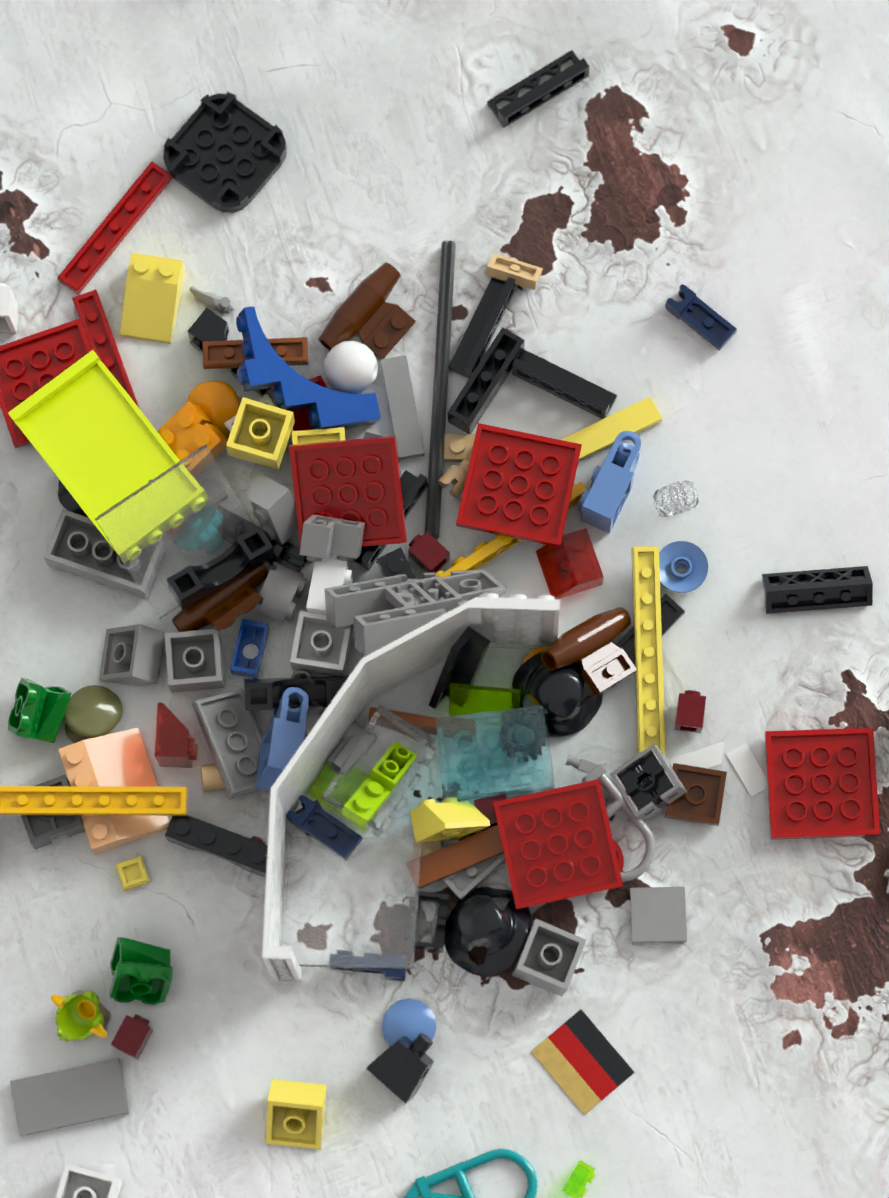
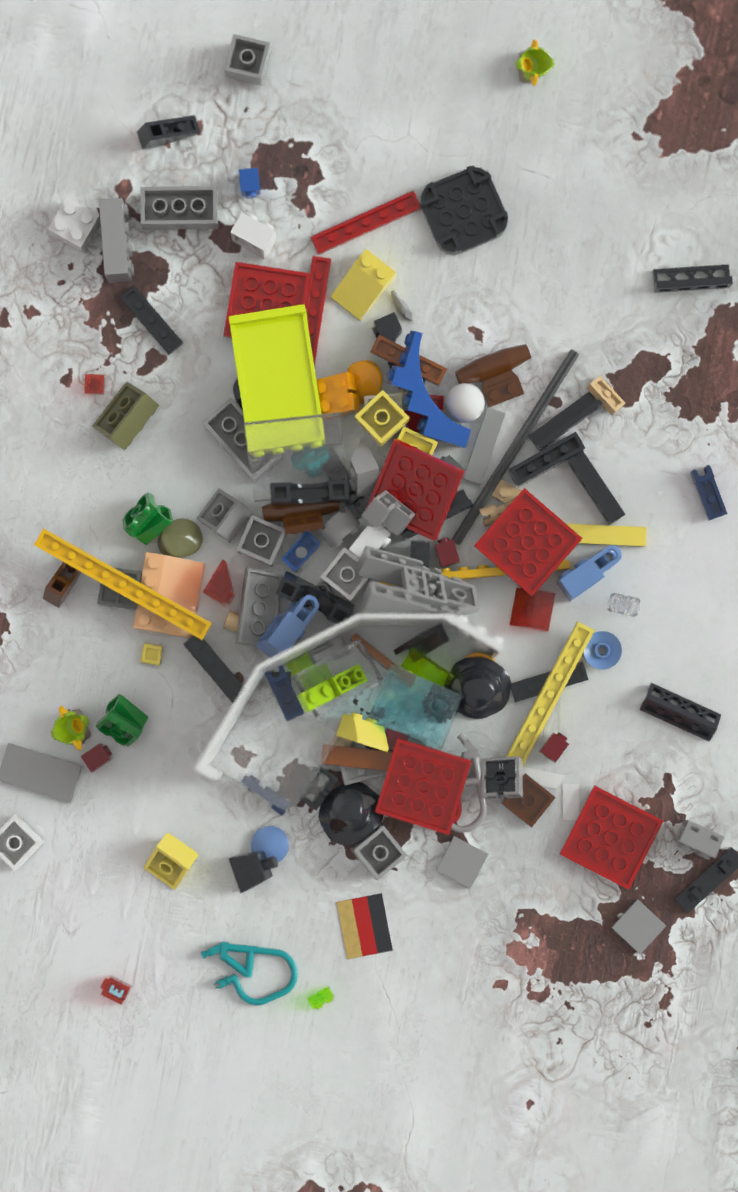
camera: 25 degrees right, 10 degrees up
(592, 646) = (515, 671): reddish brown plate -> none

